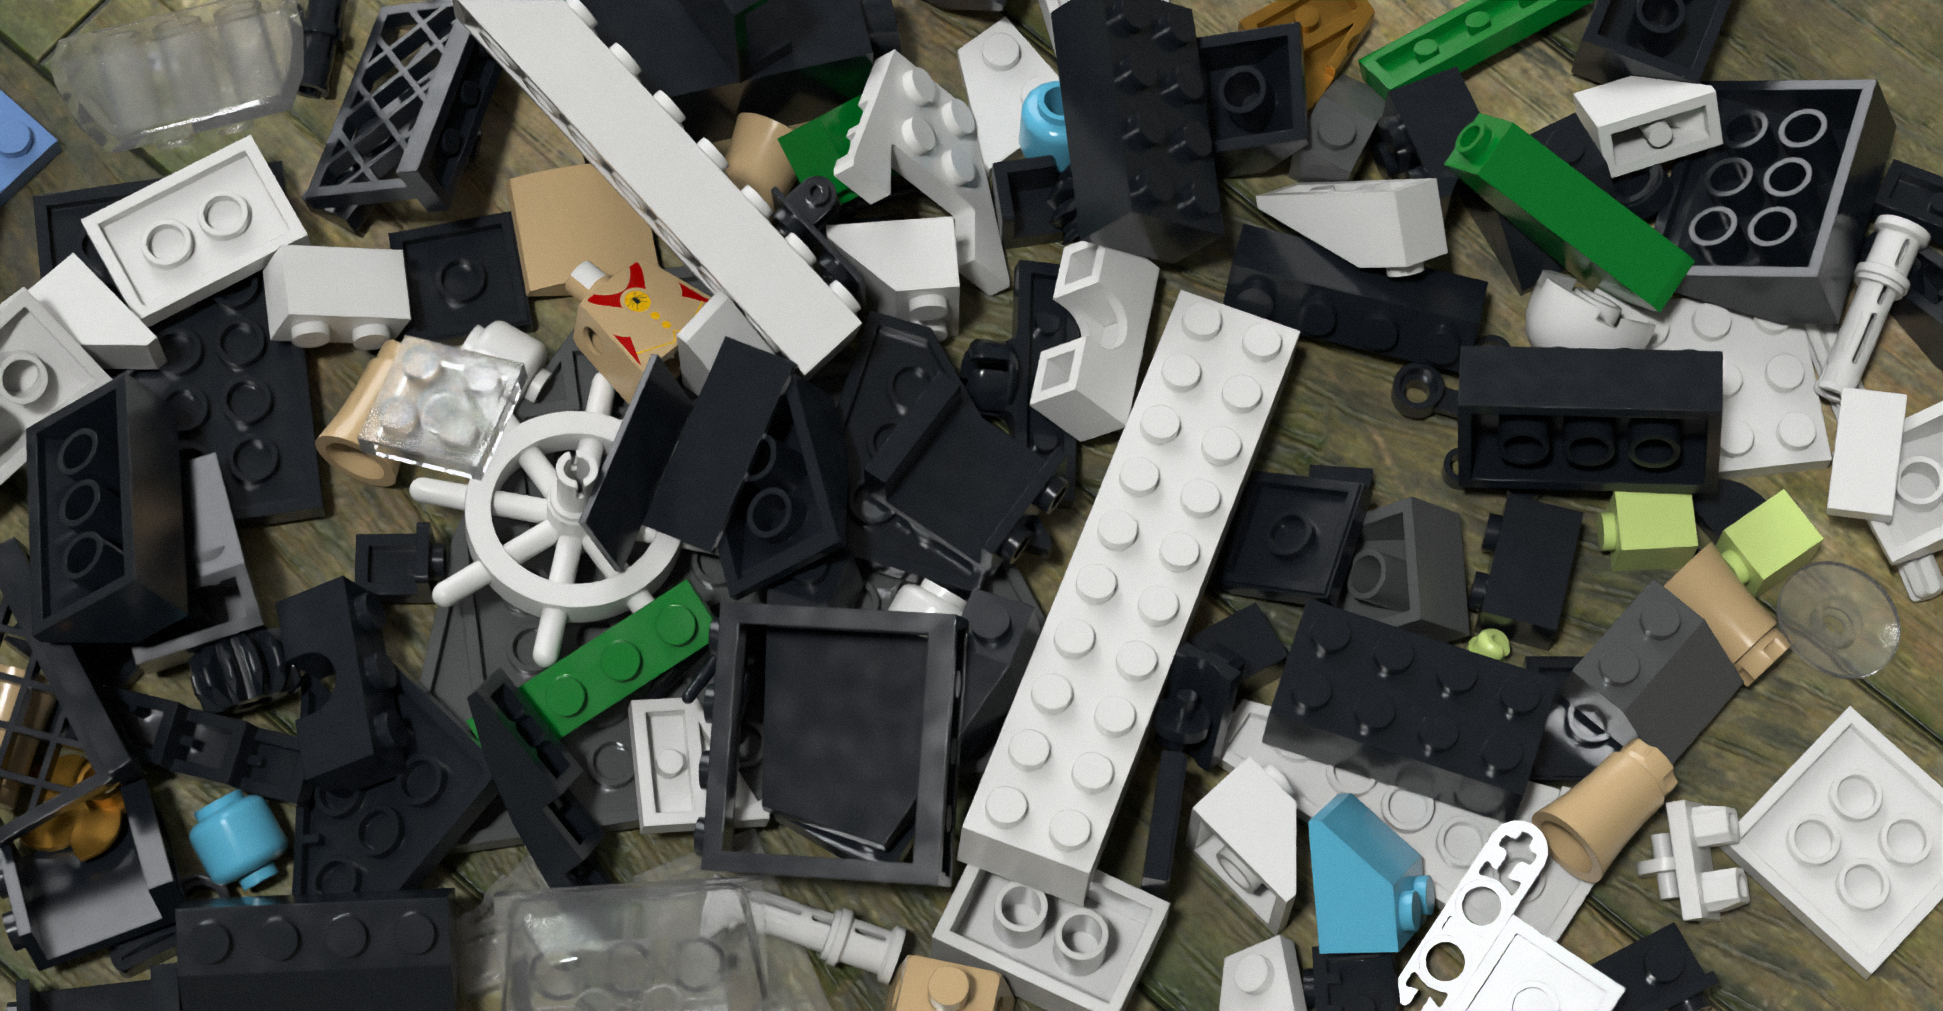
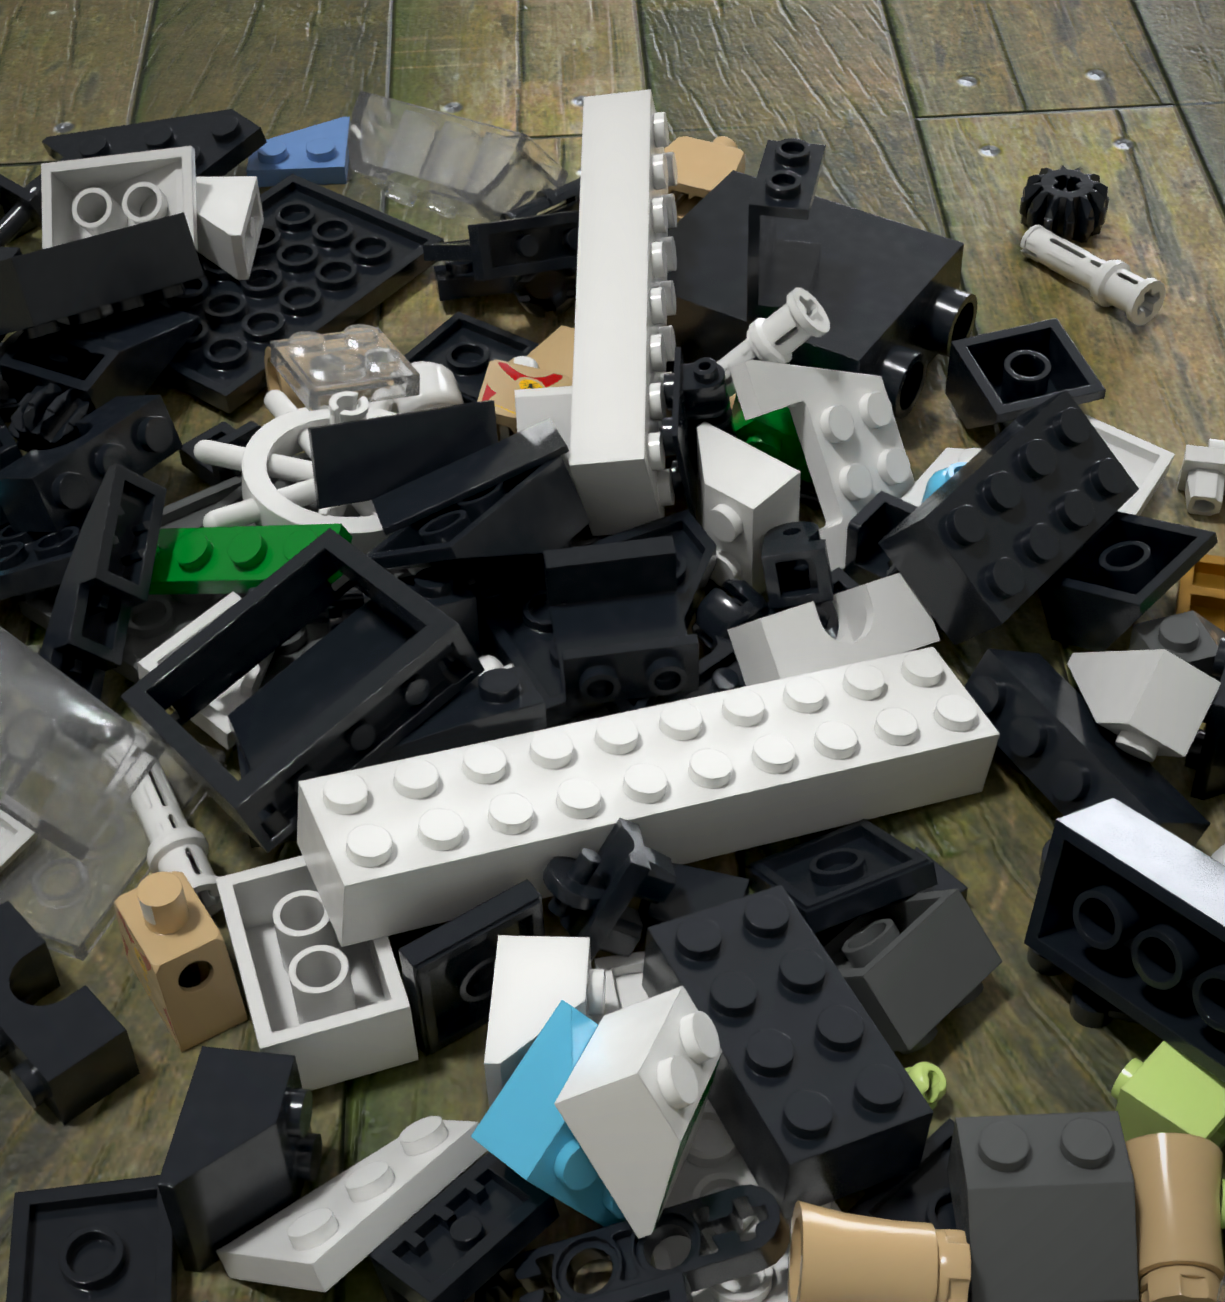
camera: 50 degrees right, 25 degrees down
(194, 231) = (343, 226): white plate -> none
(336, 295) = (375, 291): white brick -> none
(818, 115) = (779, 334): none -> white pin
(1010, 301) = (796, 565): none -> black leg
(1410, 832) = (642, 1099): none -> white slope
(1526, 571) = (1023, 1050): black brick -> none

